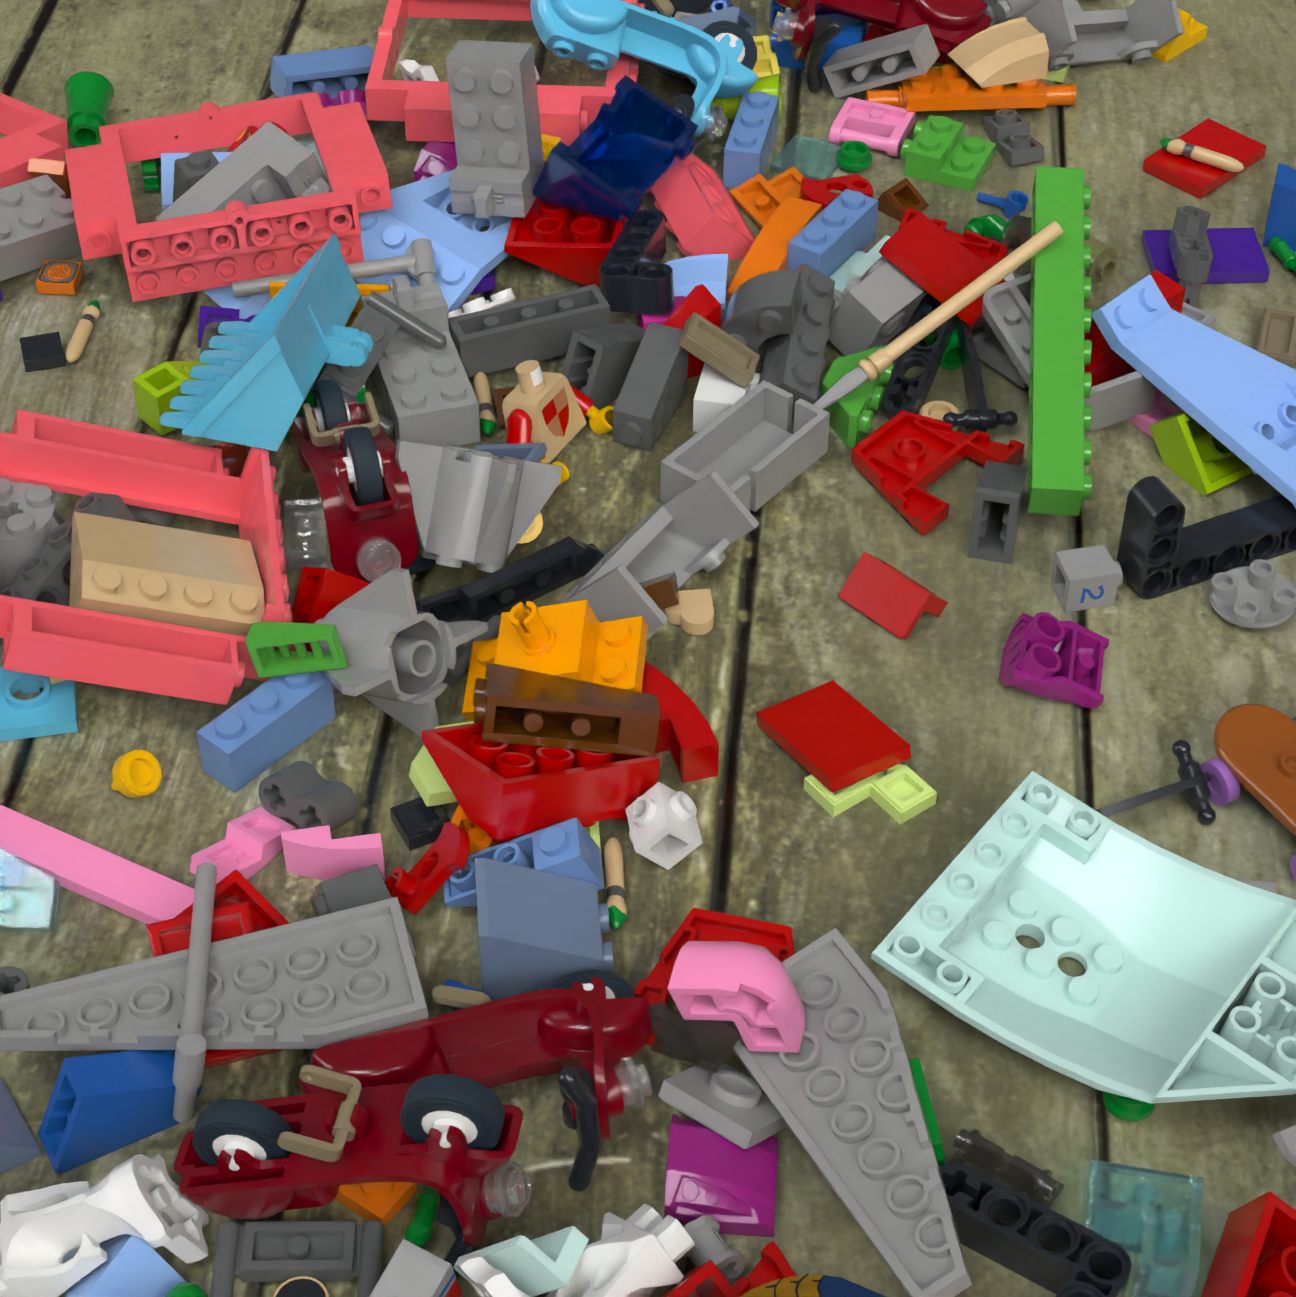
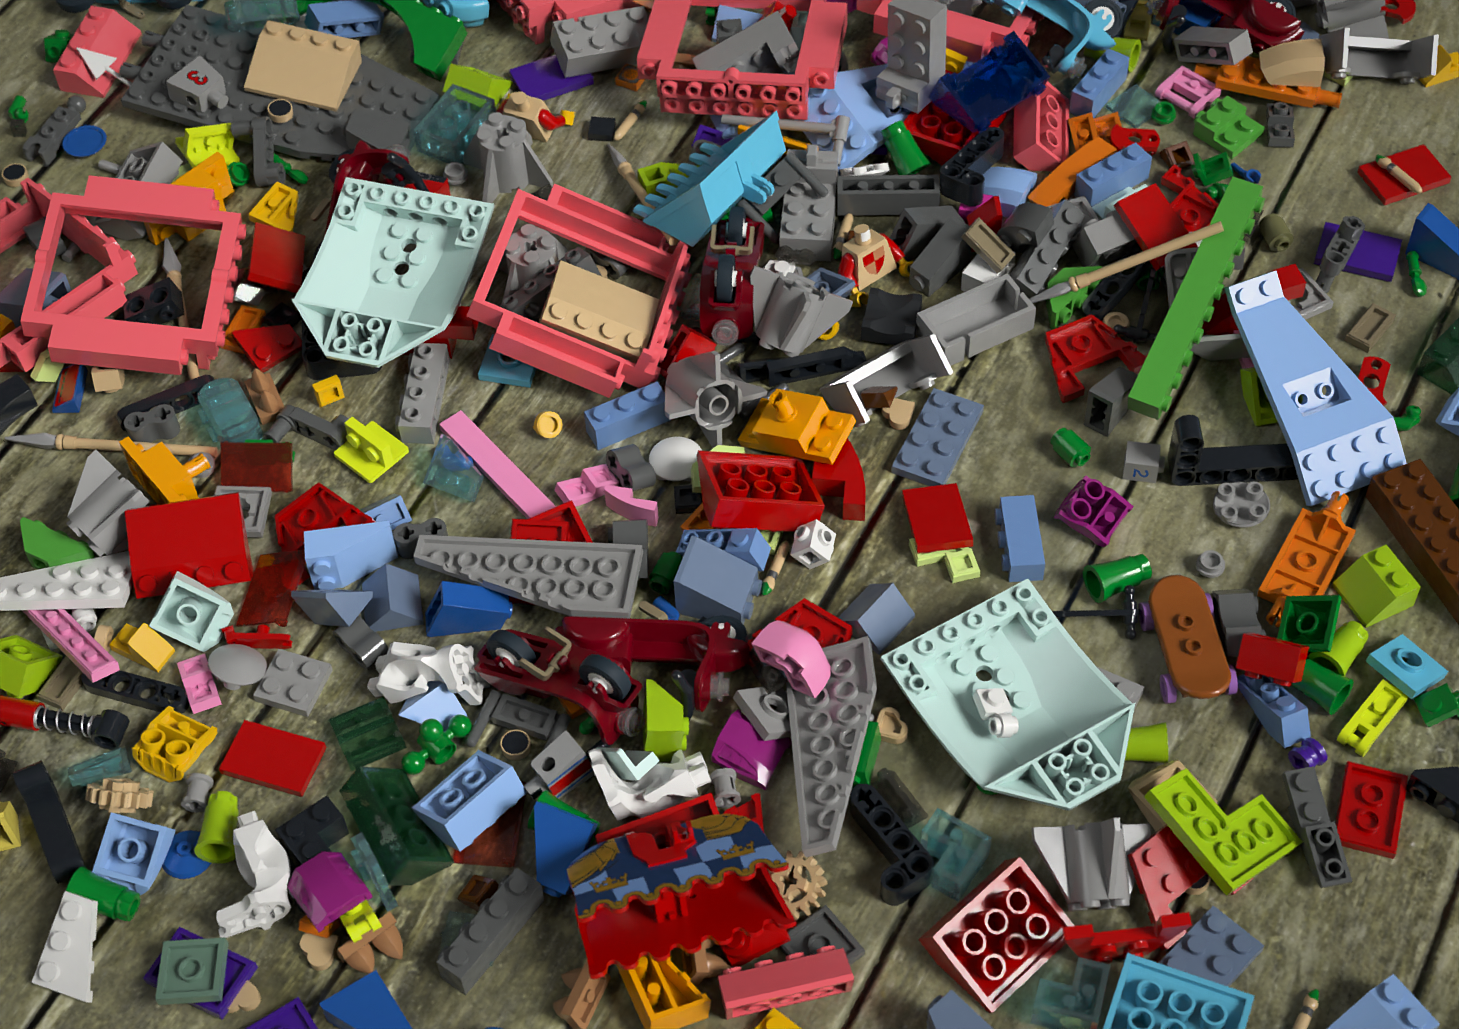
camera: 25 degrees right, 10 degrees up
(108, 392) = (625, 169): none -> tan piece
(191, 1044) = (501, 596): light grey bar -> none
(272, 663) = (644, 377): bright green slope -> none
(374, 767) = (674, 458): none -> white dish
(419, 885) = (674, 533): red piece -> none
(440, 436) = (800, 257): none -> clear smoke piece
(442, 940) = (664, 572): none -> green brick
(524, 266) = (904, 149): none -> green plant
(564, 712) = (780, 462): reddish brown slope -> none
(567, 1175) = (664, 723): none -> lime slope
(615, 485) = (890, 317): none -> black brick
(768, 630) = (937, 438): none -> sand blue plate
(815, 895) = (879, 614): none -> sand blue slope
(889, 595) = (1019, 437): red panel -> none
(938, 1066) = (891, 727): none -> tan tile
(959, 203) = (1212, 169): none -> green bracket
(973, 586) = (1070, 447): none -> green brick
(974, 728) = (1020, 538): none -> medium blue brick
(1084, 977) = (995, 707): none -> white plate
(1138, 743) = (1111, 577): none -> green plant
(1261, 685) = (1210, 564): none -> light grey plate

